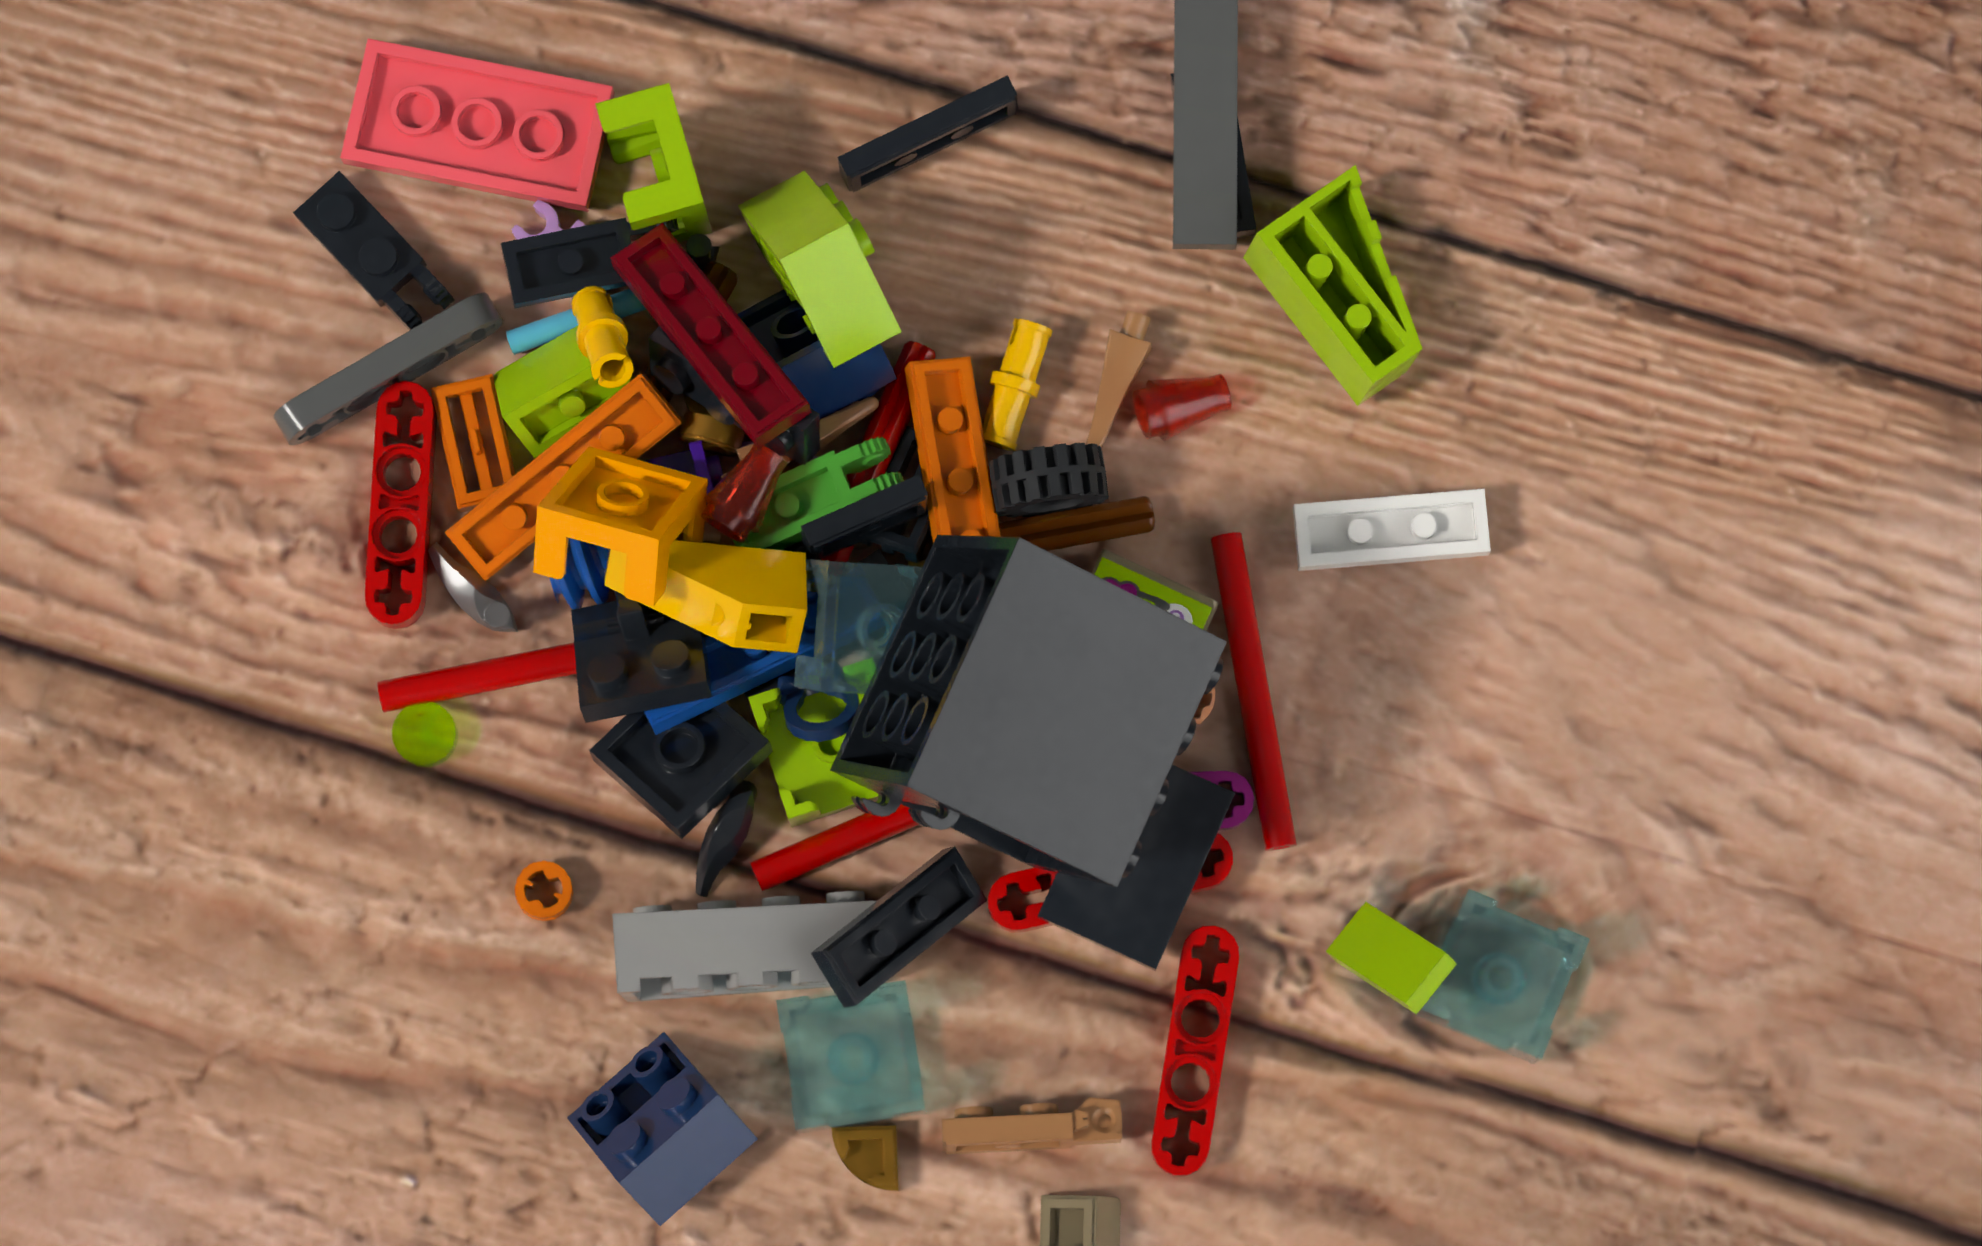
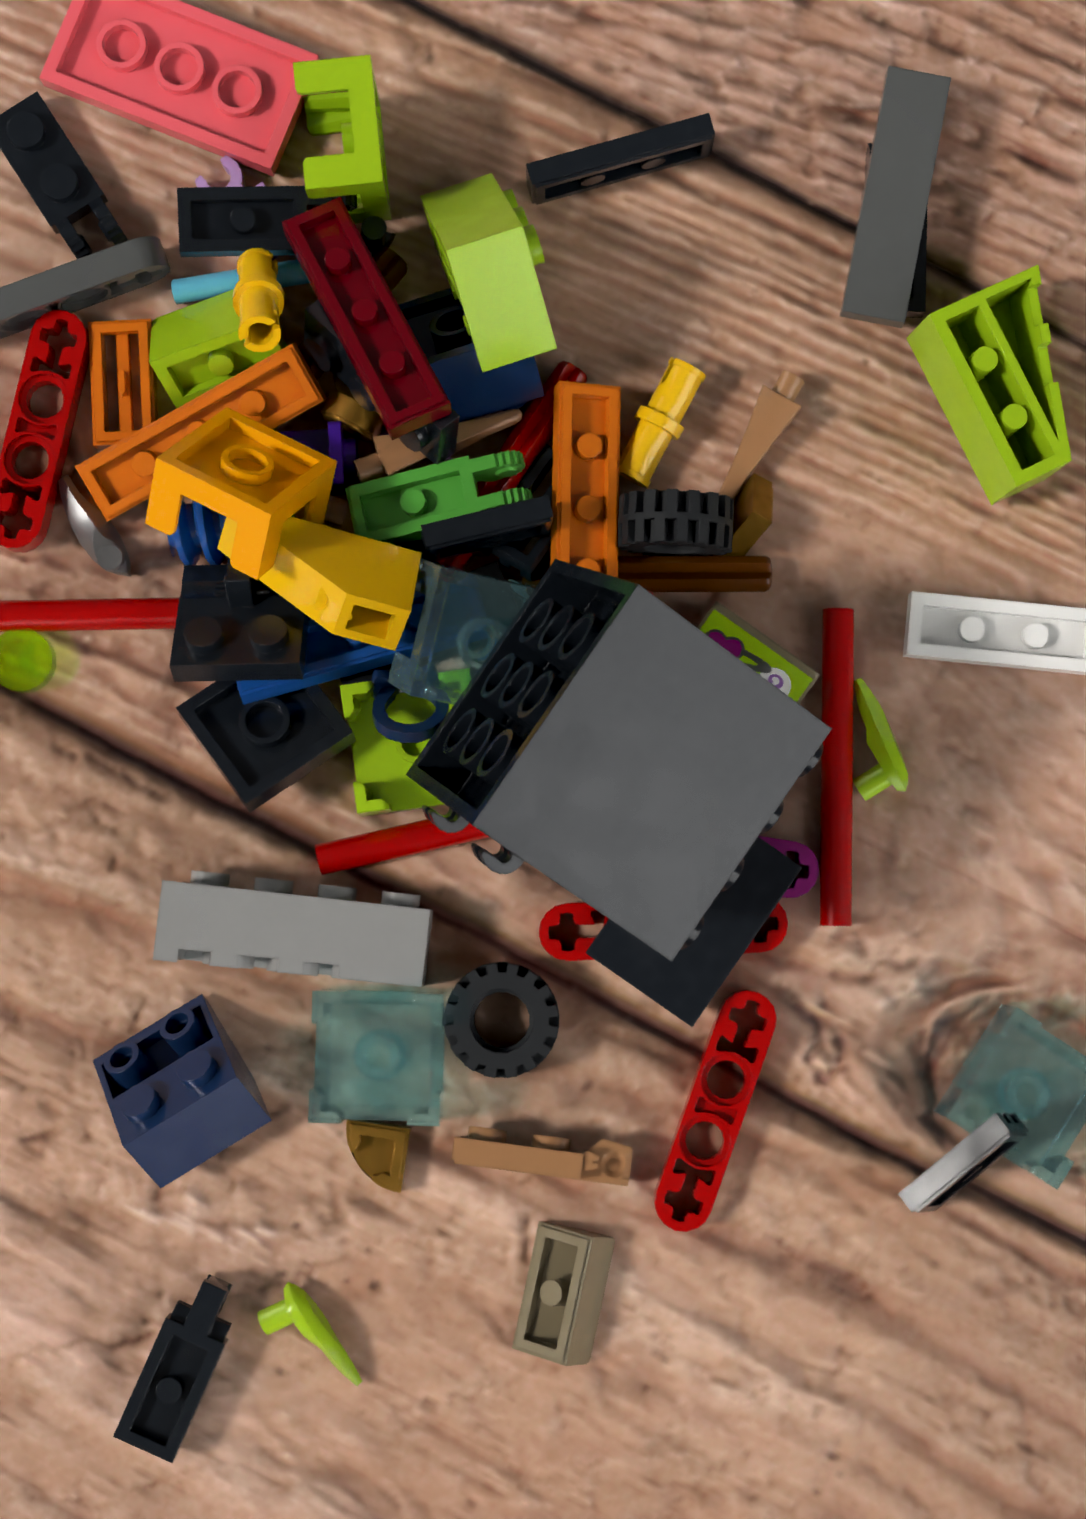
camera: 10 degrees right, 5 degrees up
(553, 873) = (99, 851): orange bush -> none
(725, 835) = (295, 813): black bar -> none
(743, 495) = (369, 484): clear red cone -> none
(899, 927) = (445, 940): black tile -> none
(978, 960) = (469, 1045): none -> black tyre
(1122, 458) = (751, 514): none -> pearl gold tile
(1178, 404) = (816, 471): clear red cone -> none
(1294, 660) = (881, 741): none -> lime bar
(1391, 957) = (926, 1058): lime tile -> none
(1448, 1053) = (964, 1162): none -> tile

